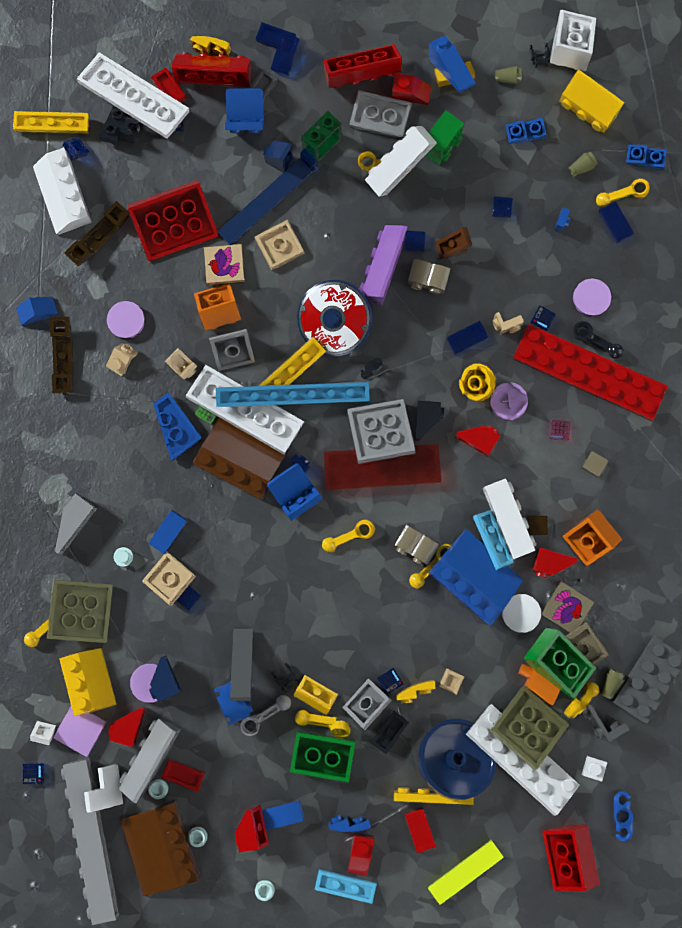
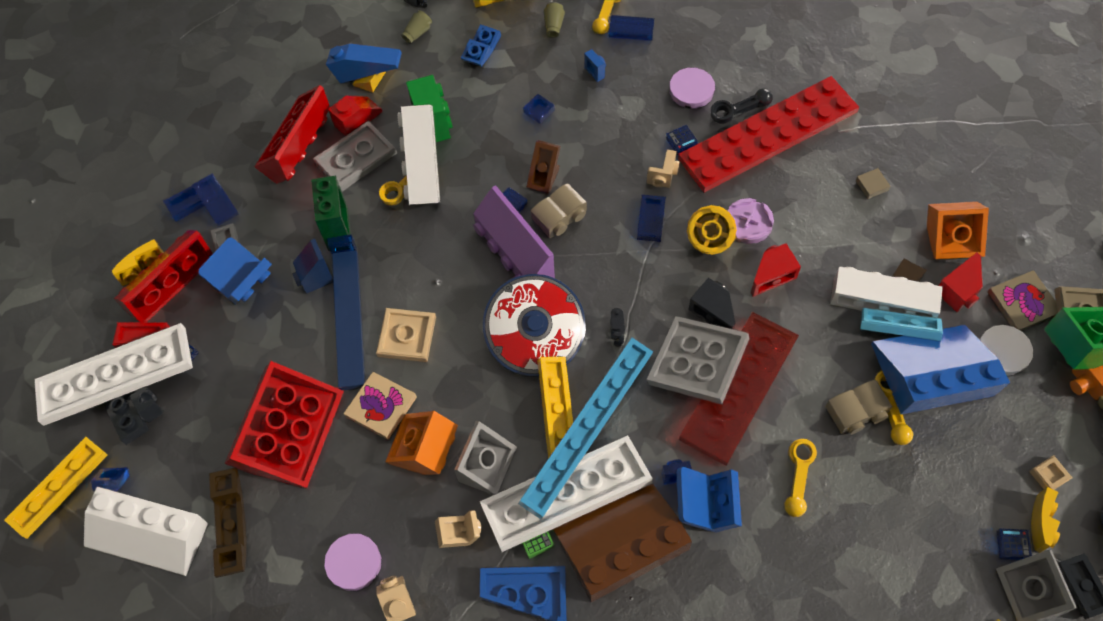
camera: 55 degrees left, 20 degrees down
(560, 430) = (813, 193): clear pink tile -> none

